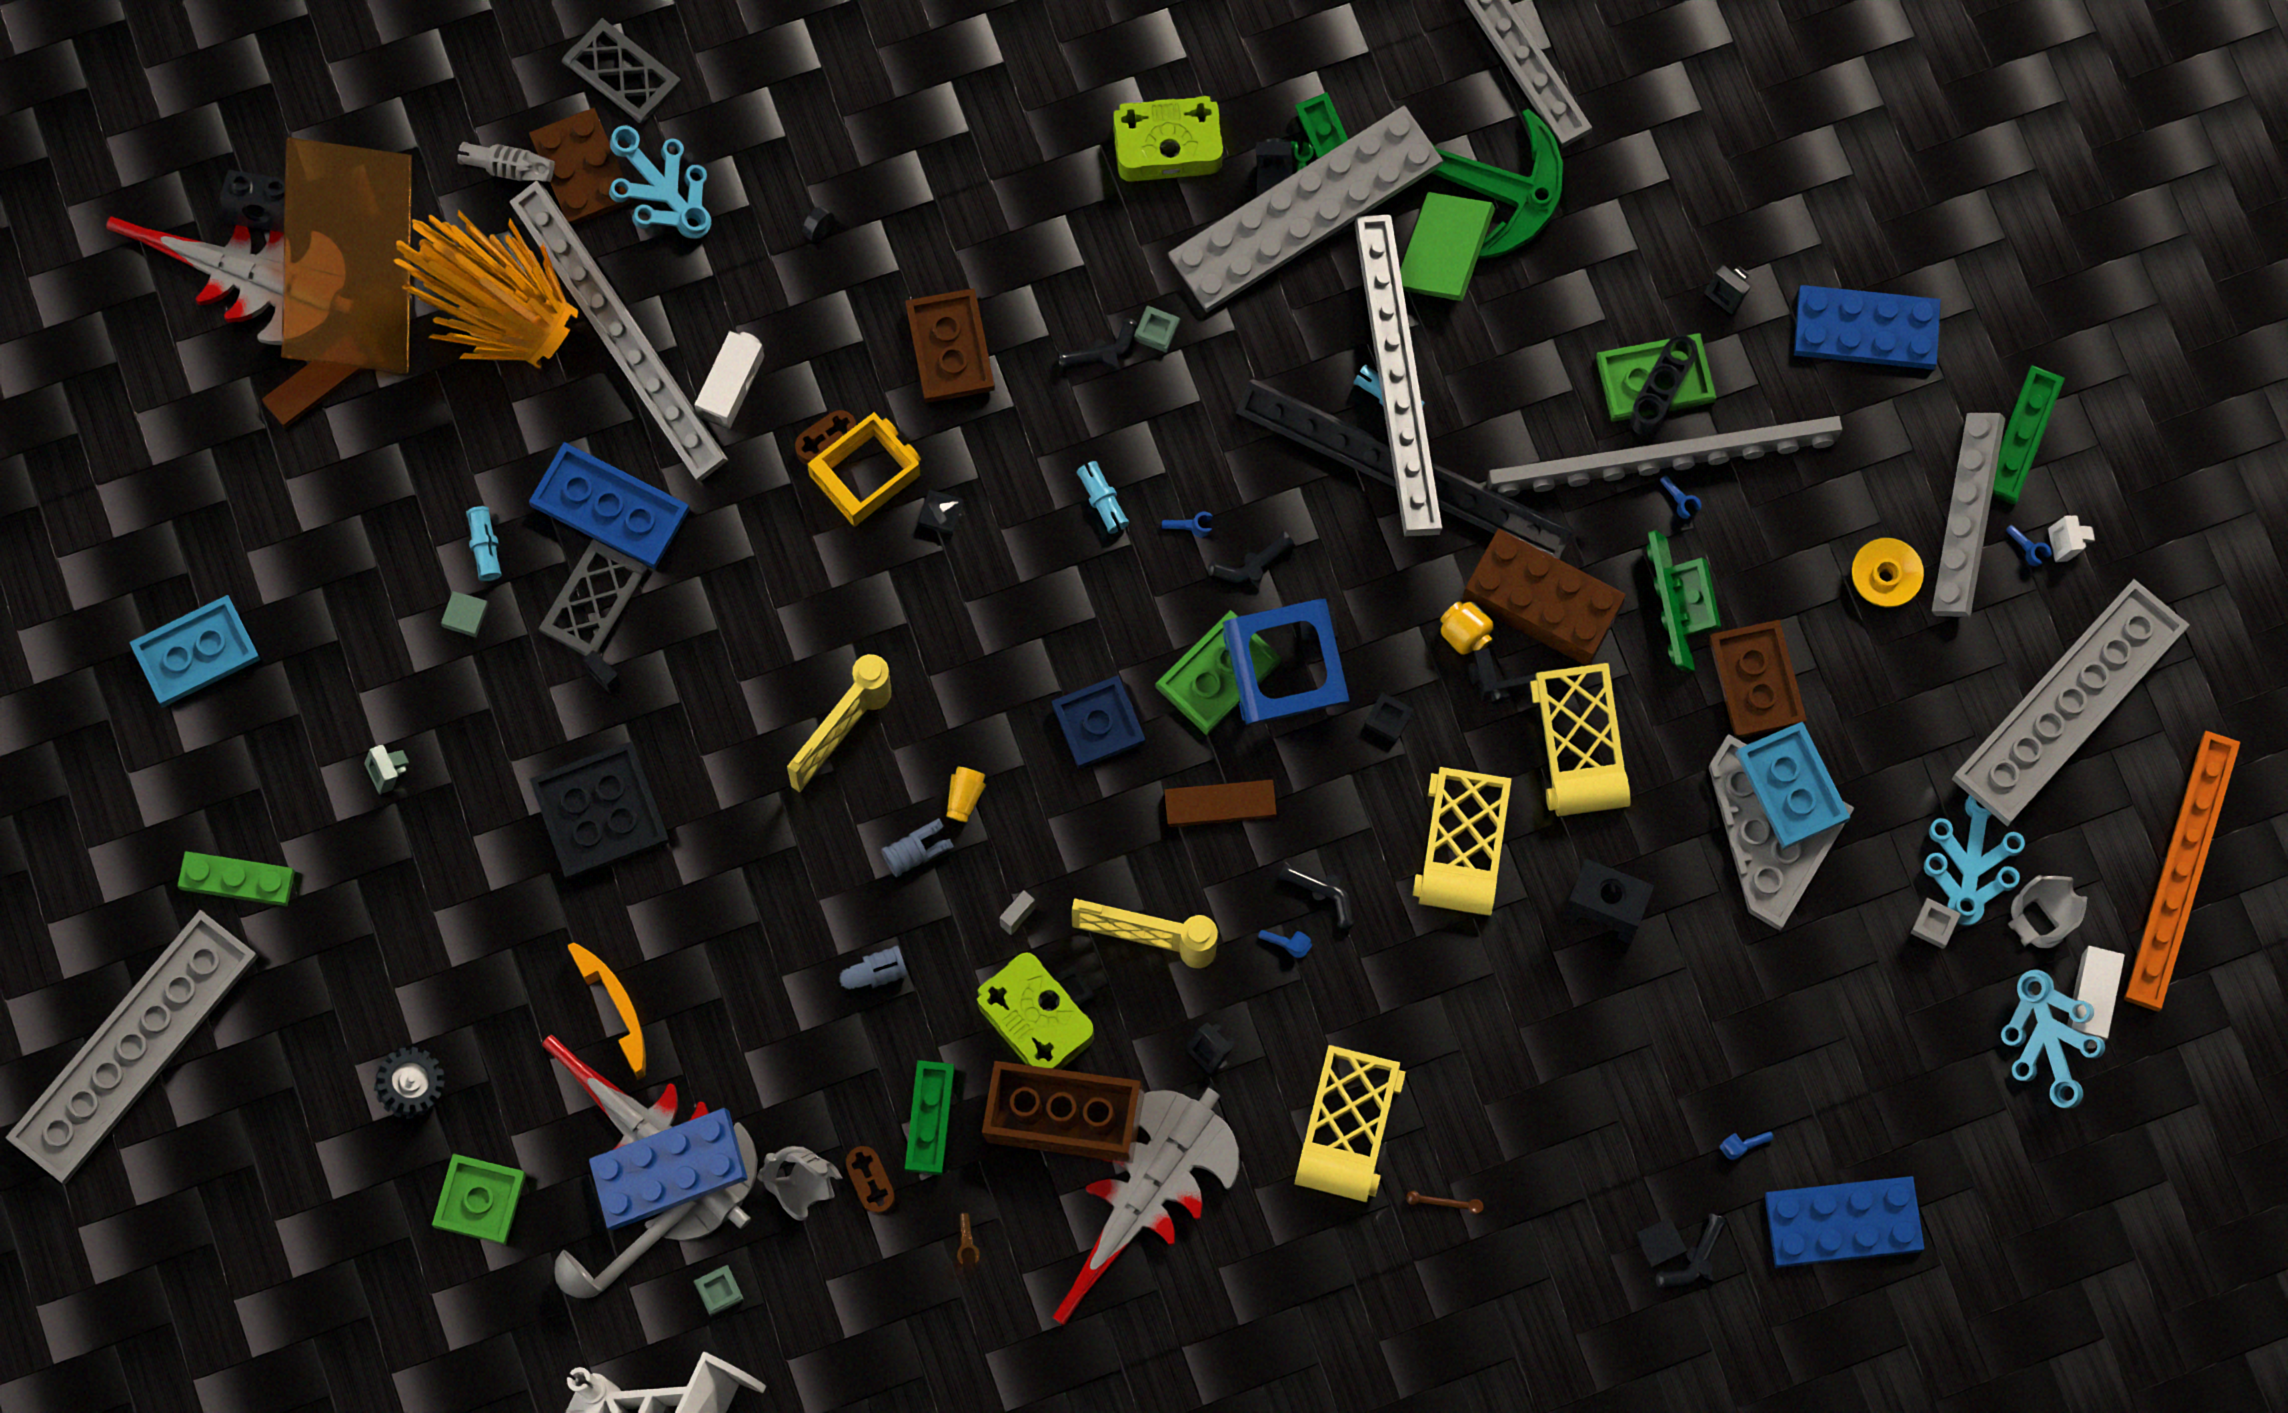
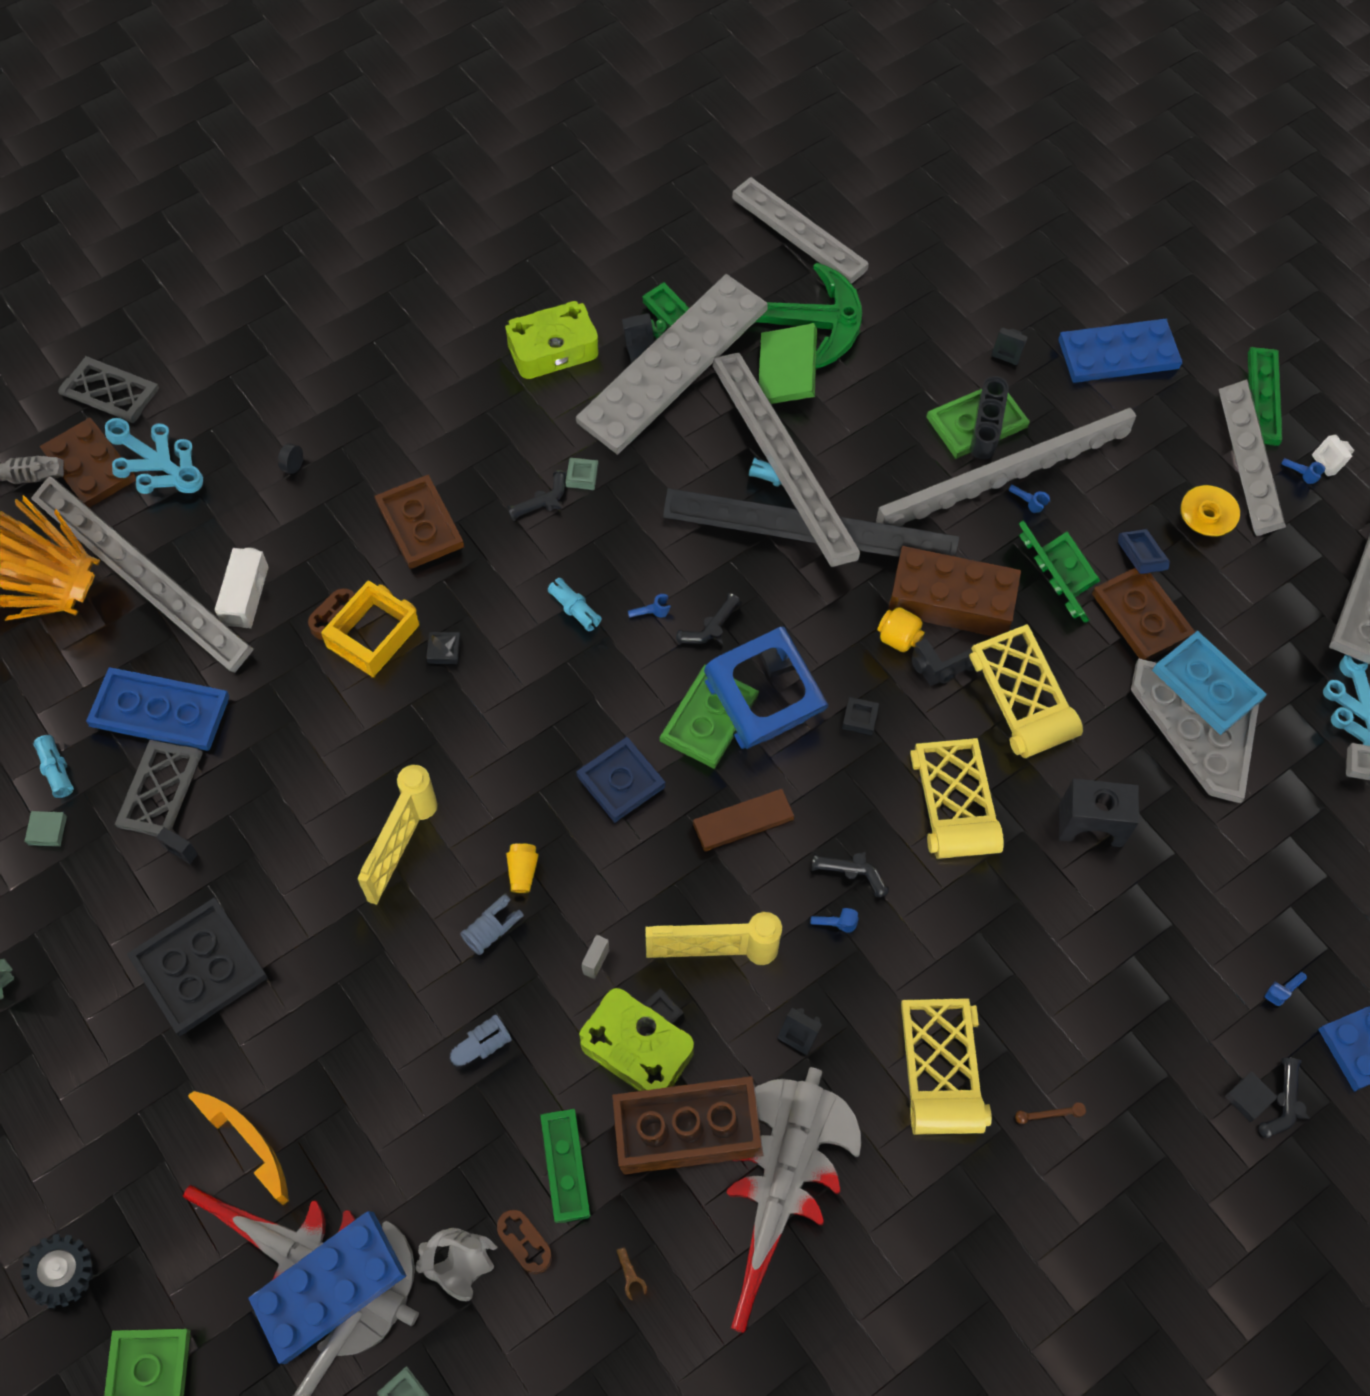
camera: 15 degrees left, 10 degrees down
(1786, 604) = (1143, 551): none -> dark blue tile

